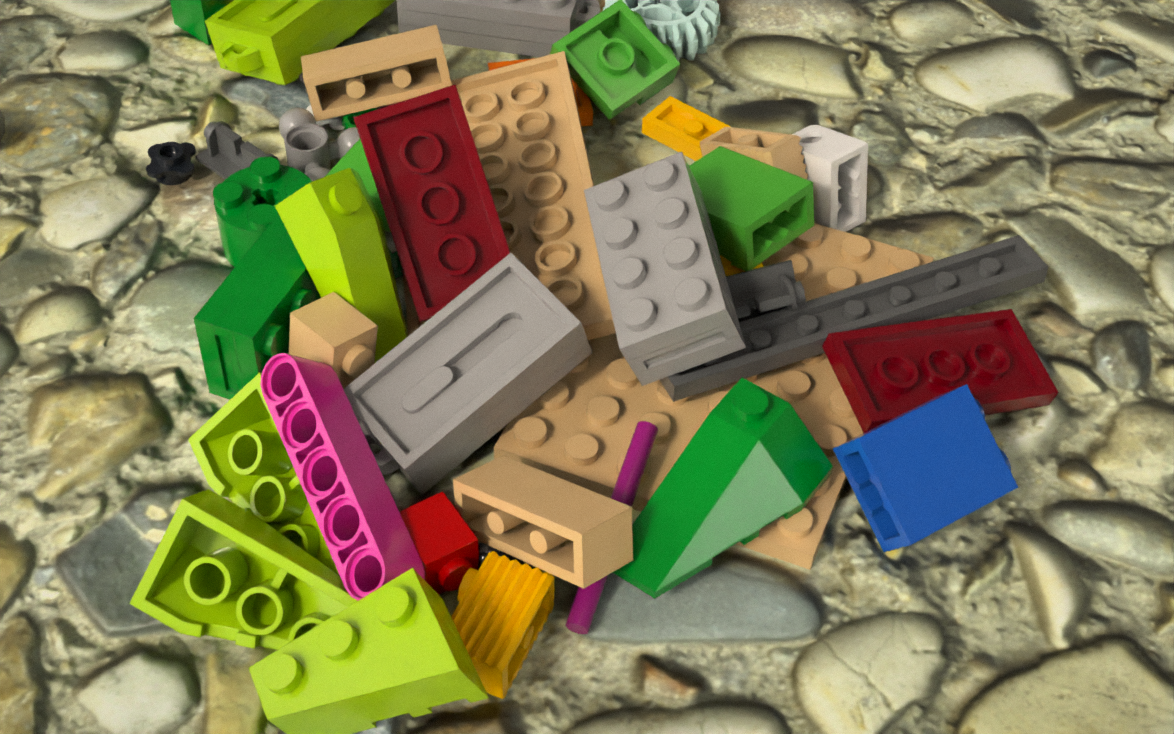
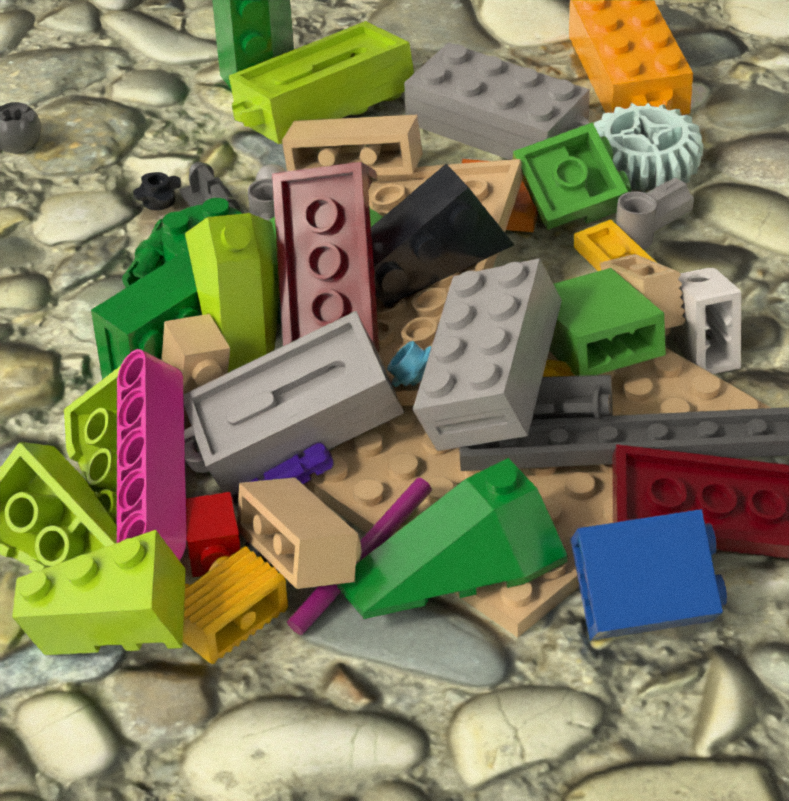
camera: 25 degrees right, 5 degrees down
(201, 239) = (148, 256): none -> green pin
(492, 445) = (316, 460): none -> dark purple axle
(535, 145) = (432, 237): none -> black wedge
(581, 294) = (408, 364): none -> medium azure plate
(704, 77) = (644, 213): none -> light grey piece

